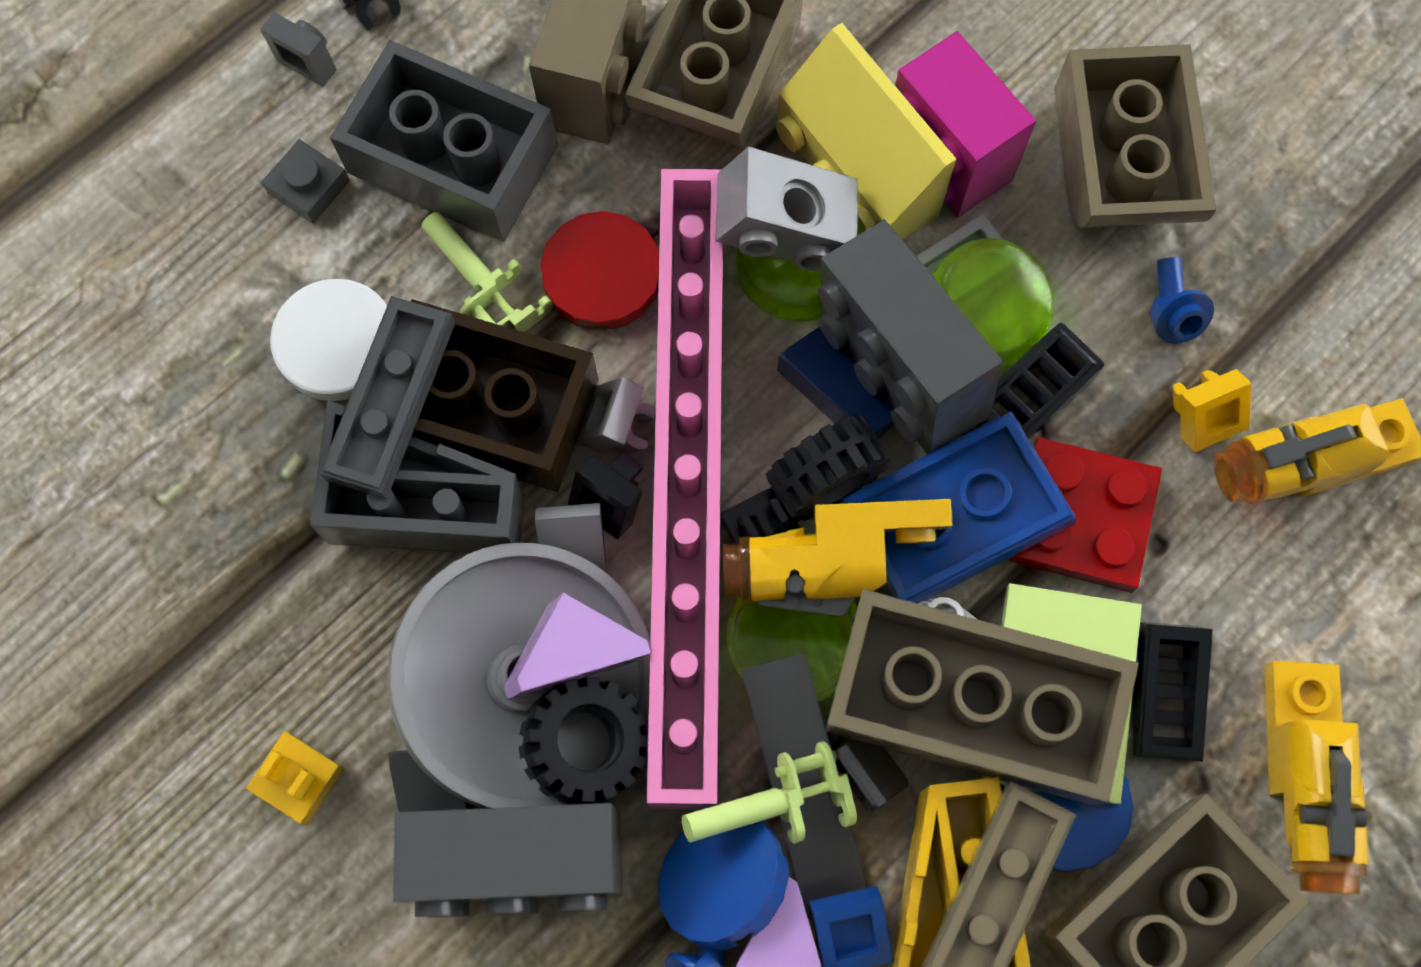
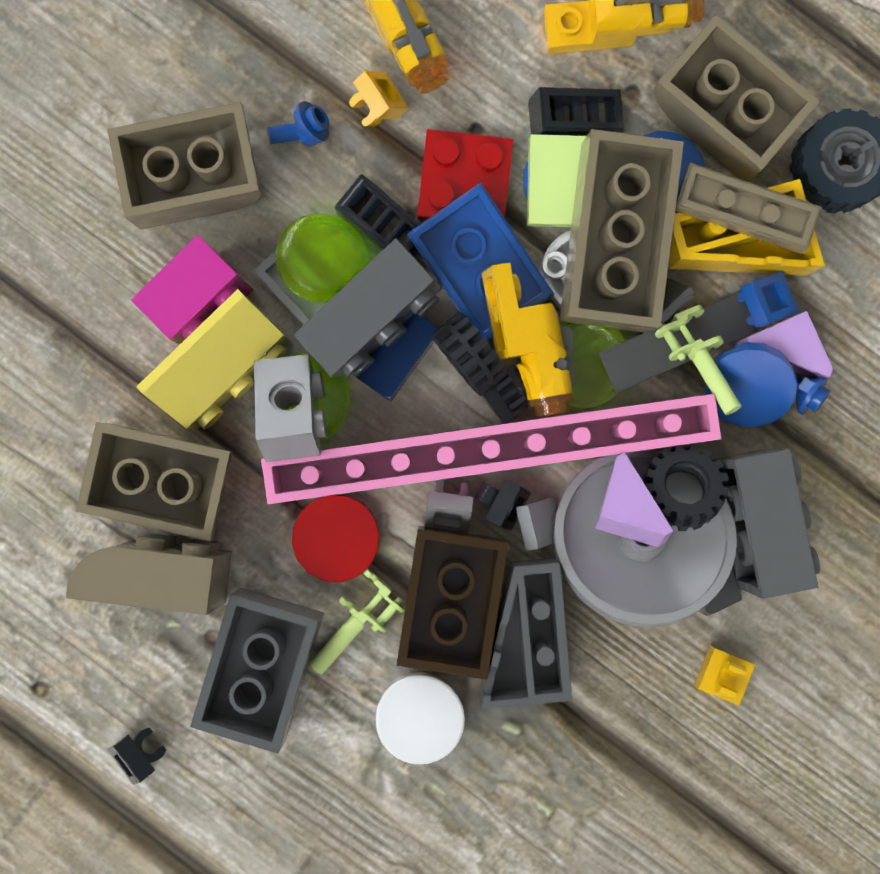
camera: 100 degrees left, 15 degrees up
(299, 48) = (191, 797): dark grey plate -> none
(305, 181) = (297, 768): dark grey plate -> none
(388, 397) = (475, 665): dark grey tile -> none

